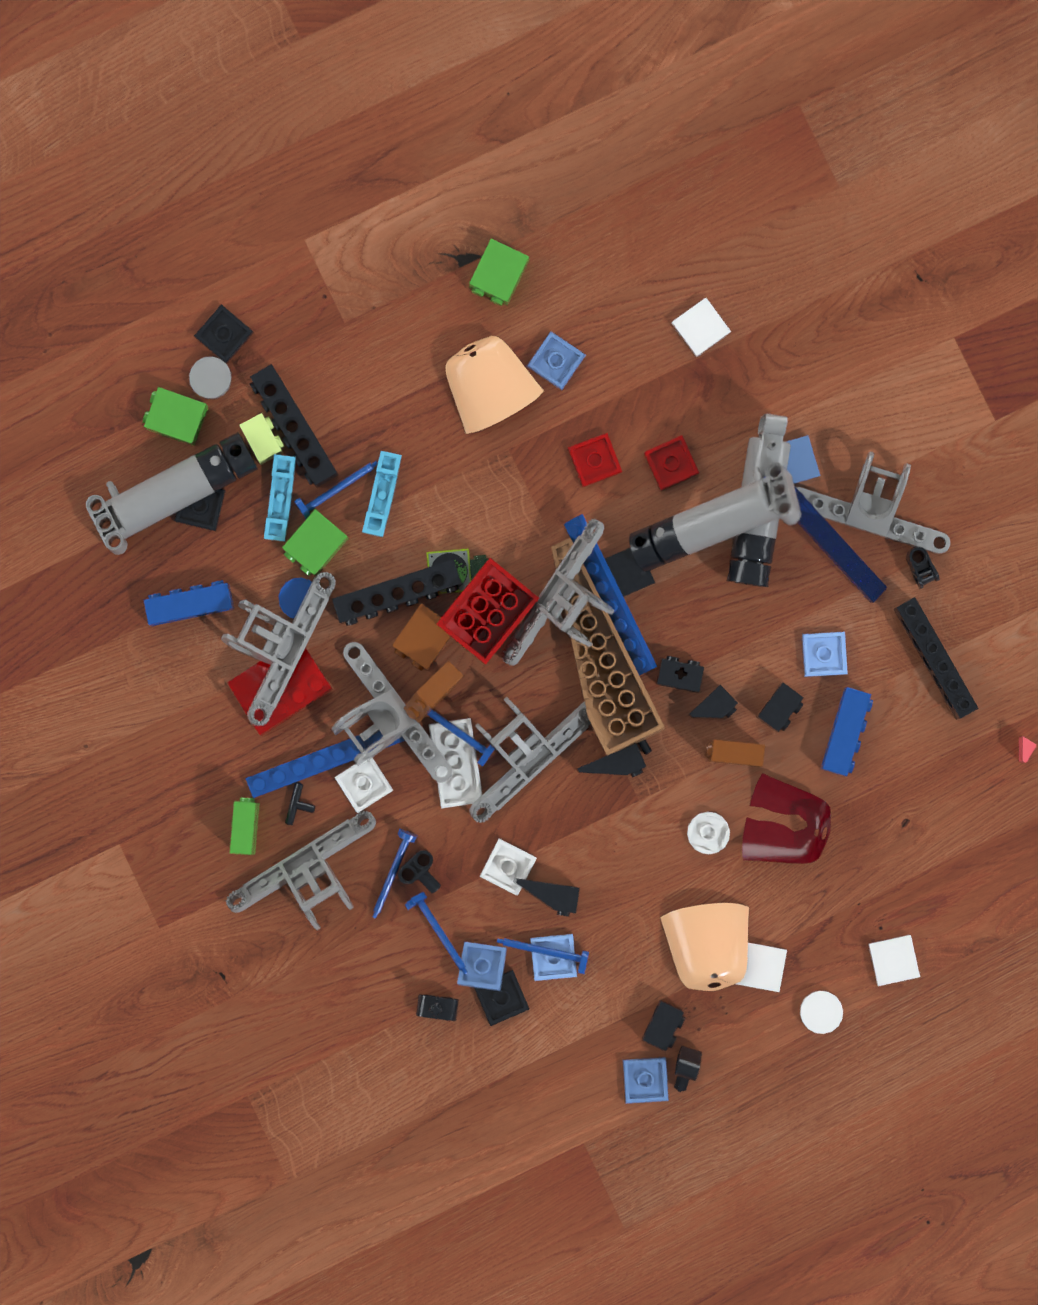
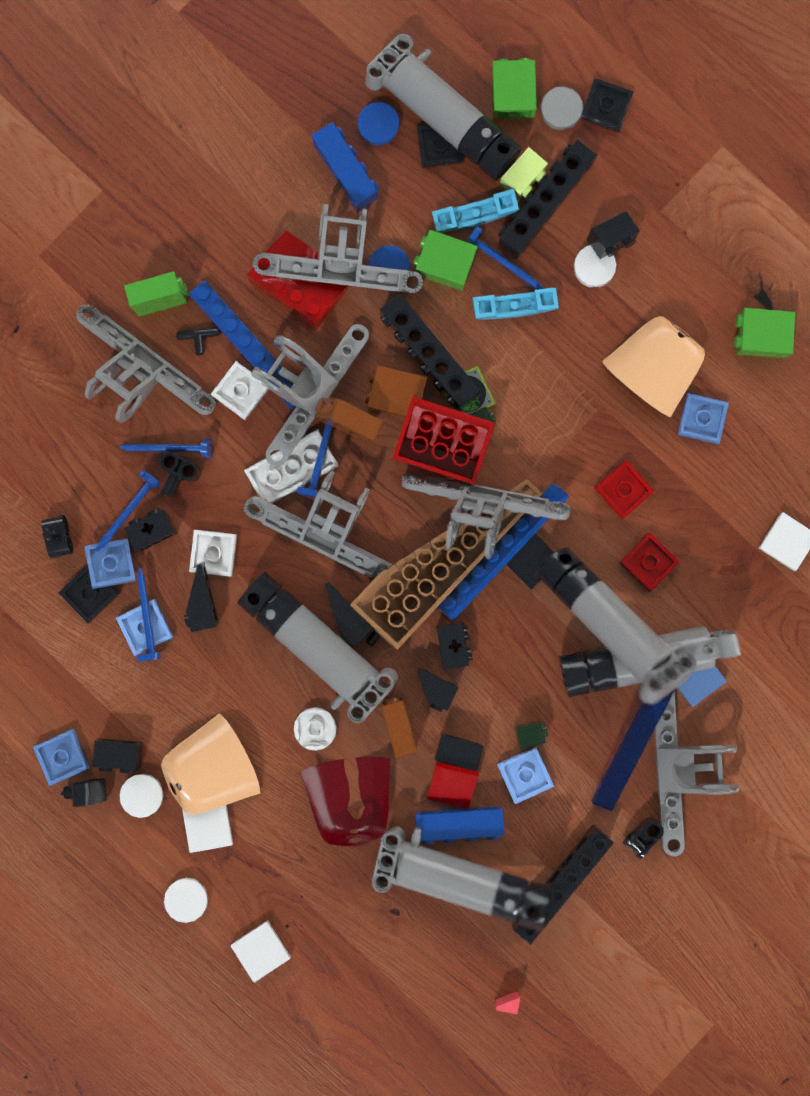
camera: 70 degrees right, 0 degrees up
(158, 556) = (378, 123): none -> blue tile
(352, 378) = (613, 235): none -> black brick
(373, 405) = (592, 270): none -> white tile
(471, 928) = (162, 530): none -> black brick
(634, 800) = (317, 646): none -> light grey piece
(709, 1018) = (141, 795): none -> white tile
(789, 634) = (531, 734): none -> clear green brick
(808, 724) = (452, 785): none -> red tile
(896, 750) = (460, 881): none -> light grey piece

